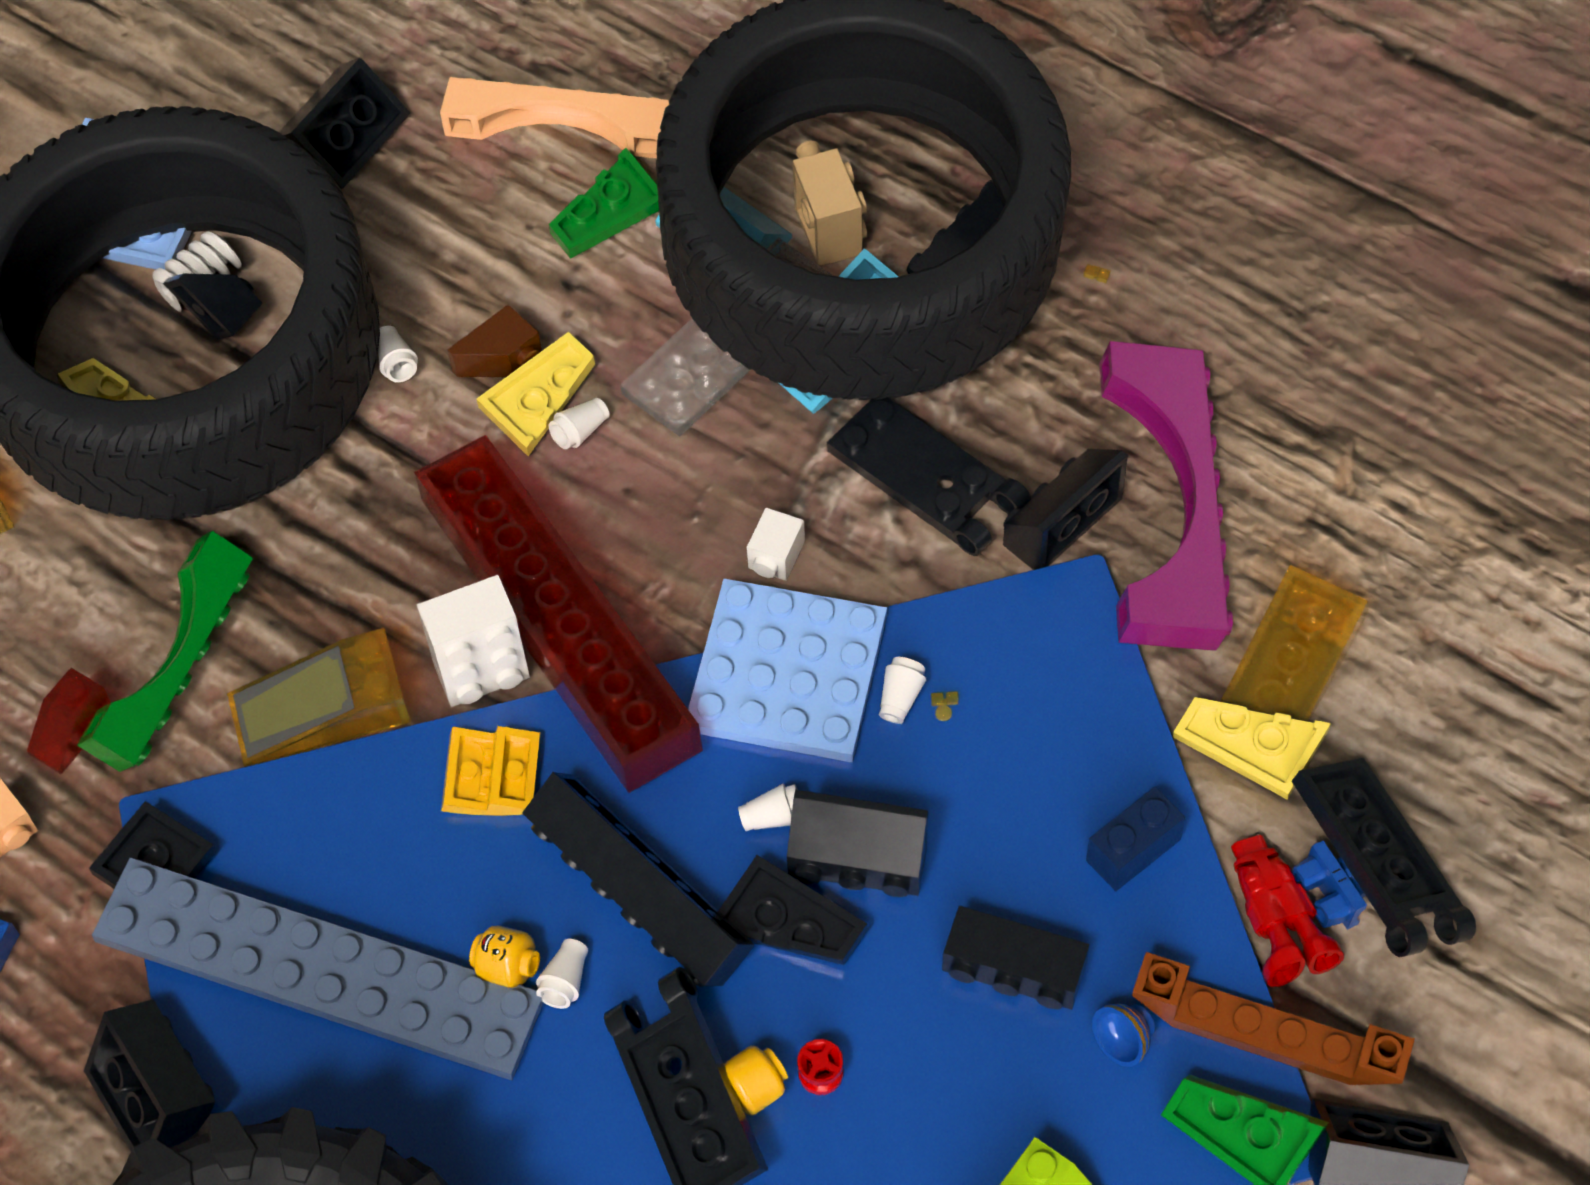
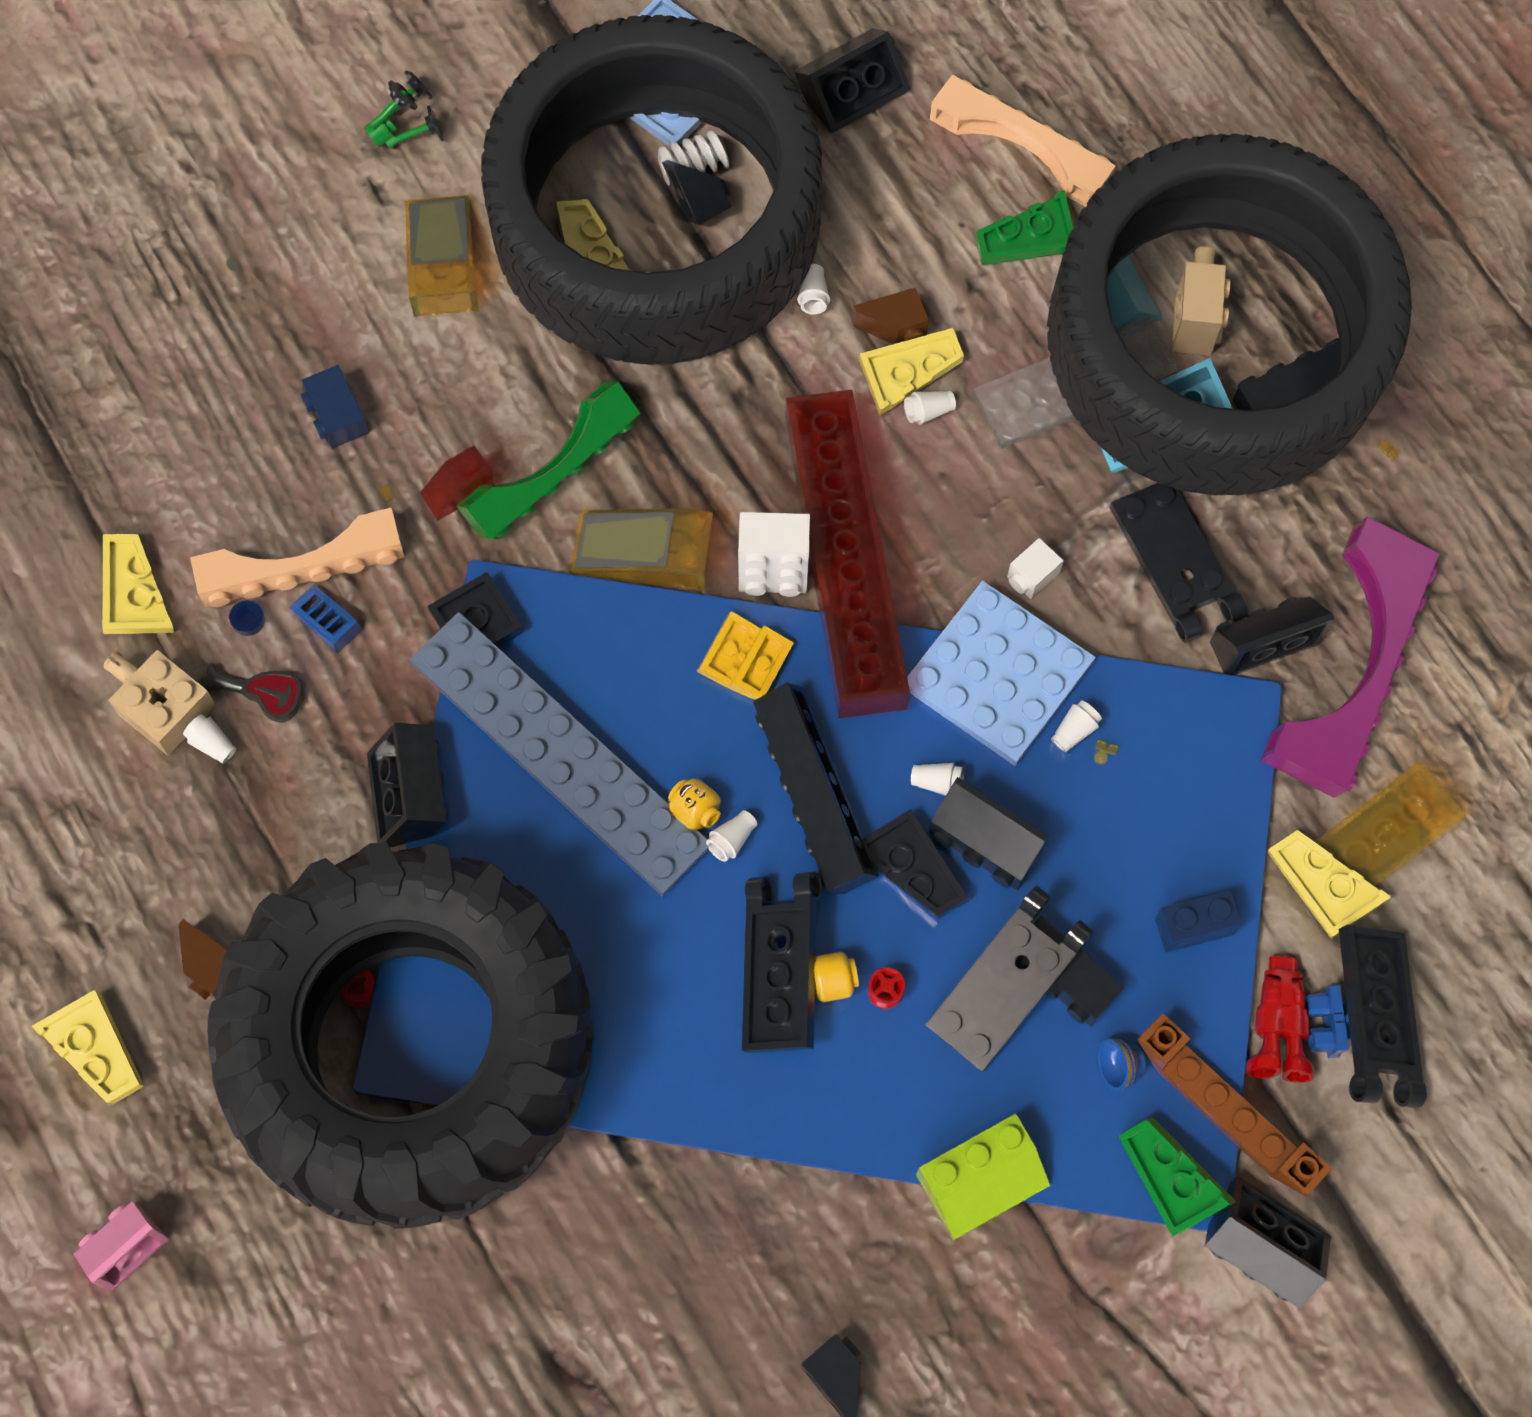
camera: 20 degrees right, 10 degrees up
(952, 1014) = (996, 993): none -> hinge

